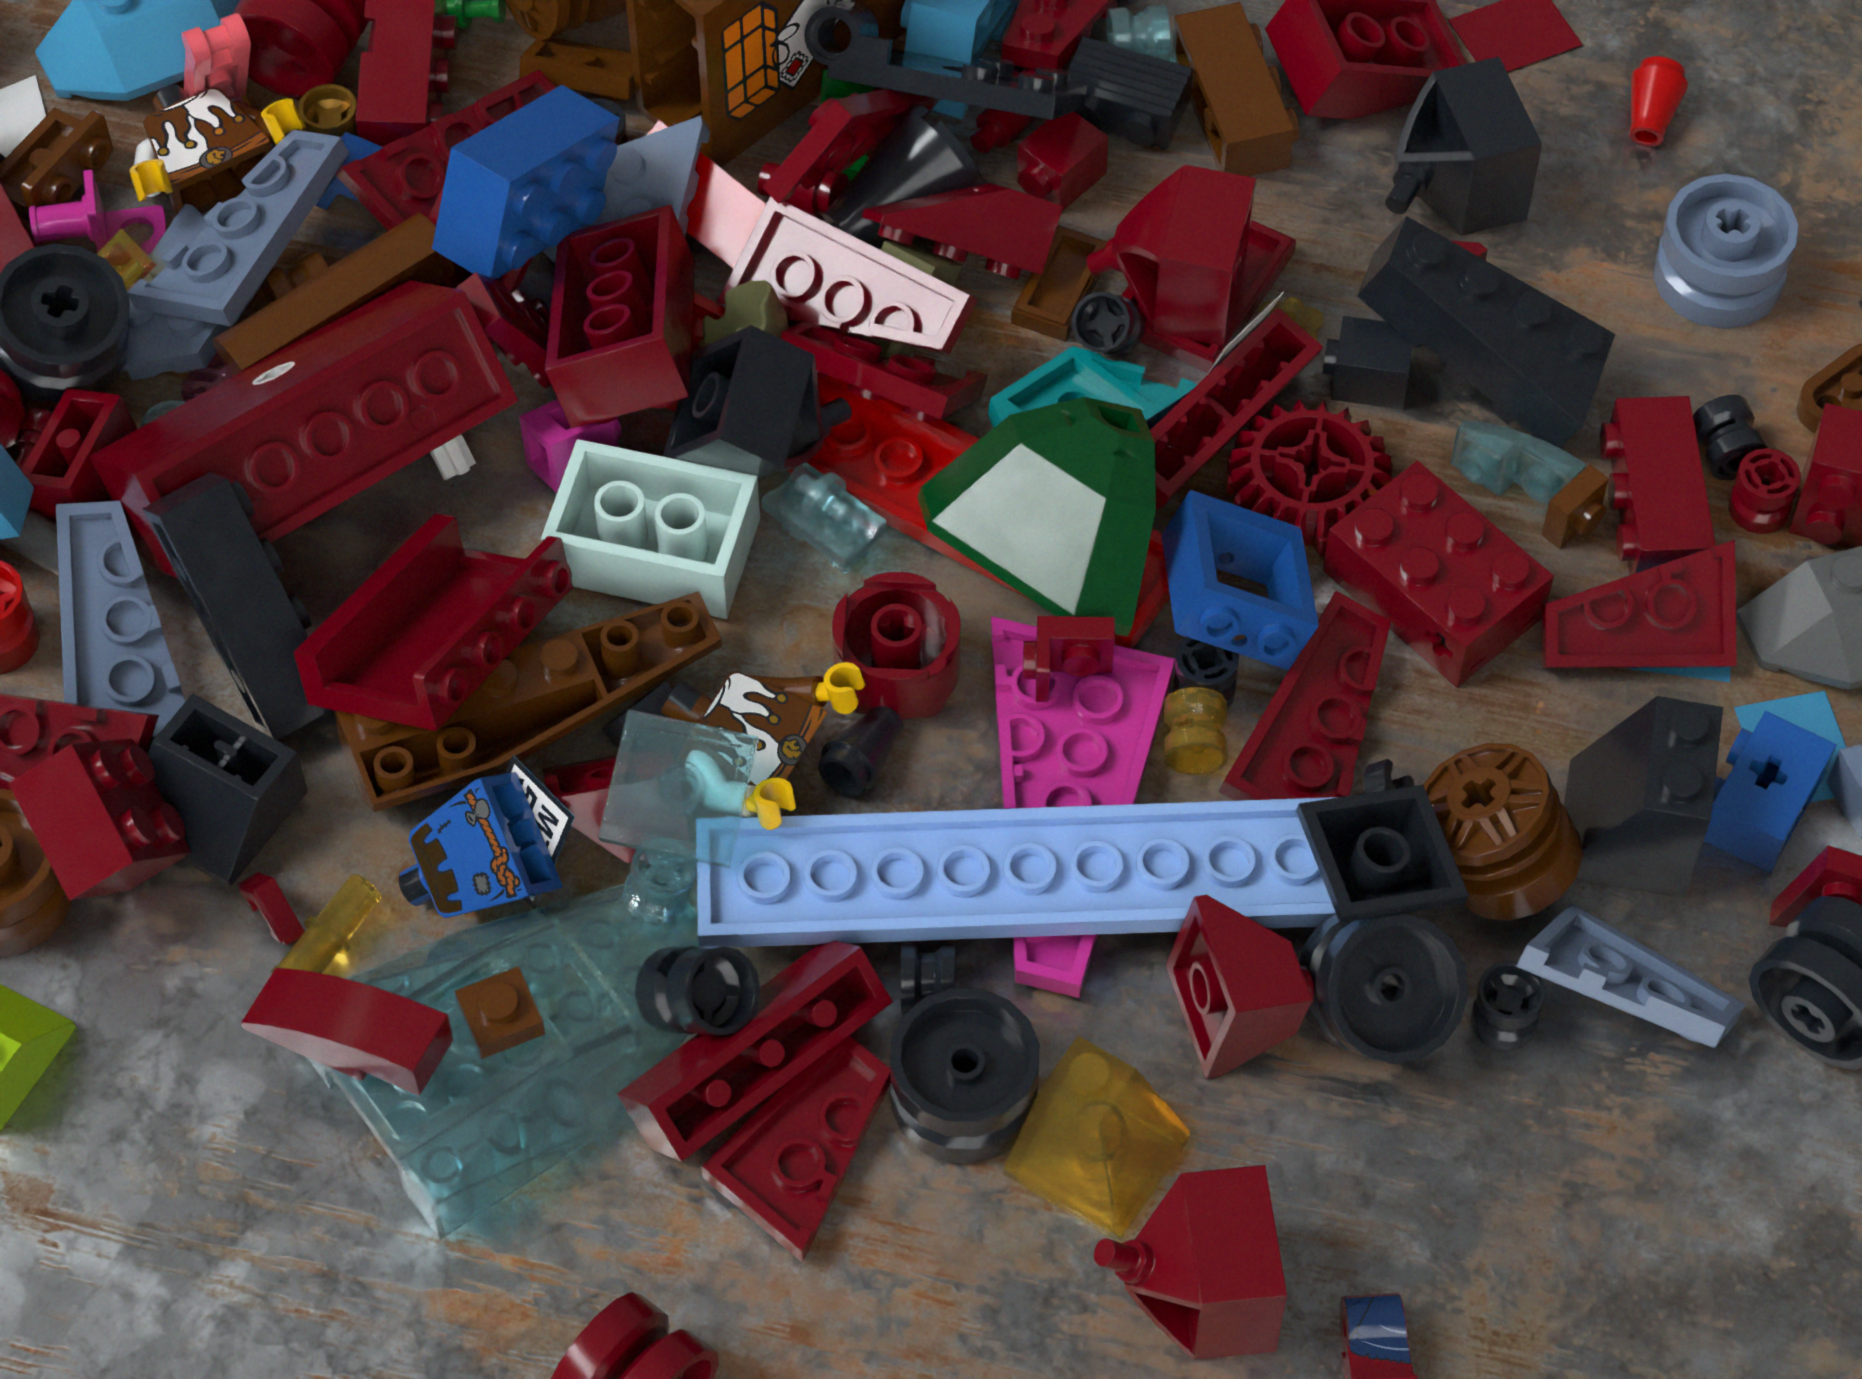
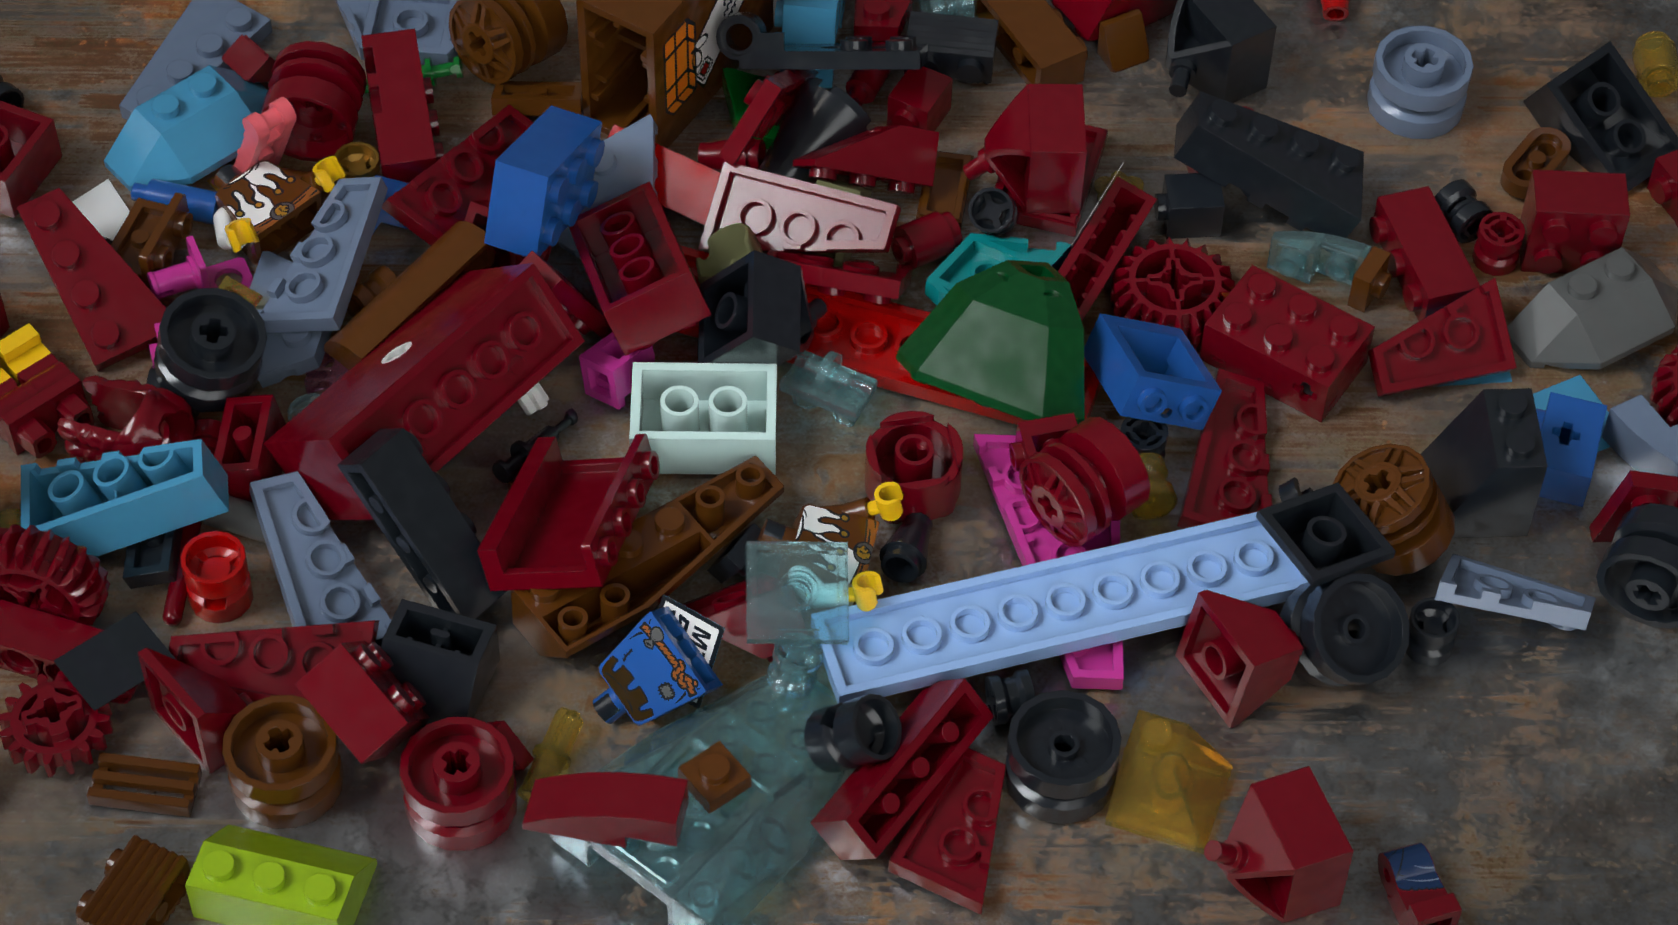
camera: 15 degrees left, 5 degrees down
(123, 122) = (200, 201): none -> blue cylinder
(195, 946) = (459, 783): none -> dark red wheel
(461, 509) = (519, 449): none -> black piece
(1012, 343) = (926, 239): none -> dark red brick
(1099, 713) = (1084, 481): none -> dark red wheel
(1352, 125) = (1123, 41): none -> reddish brown slope

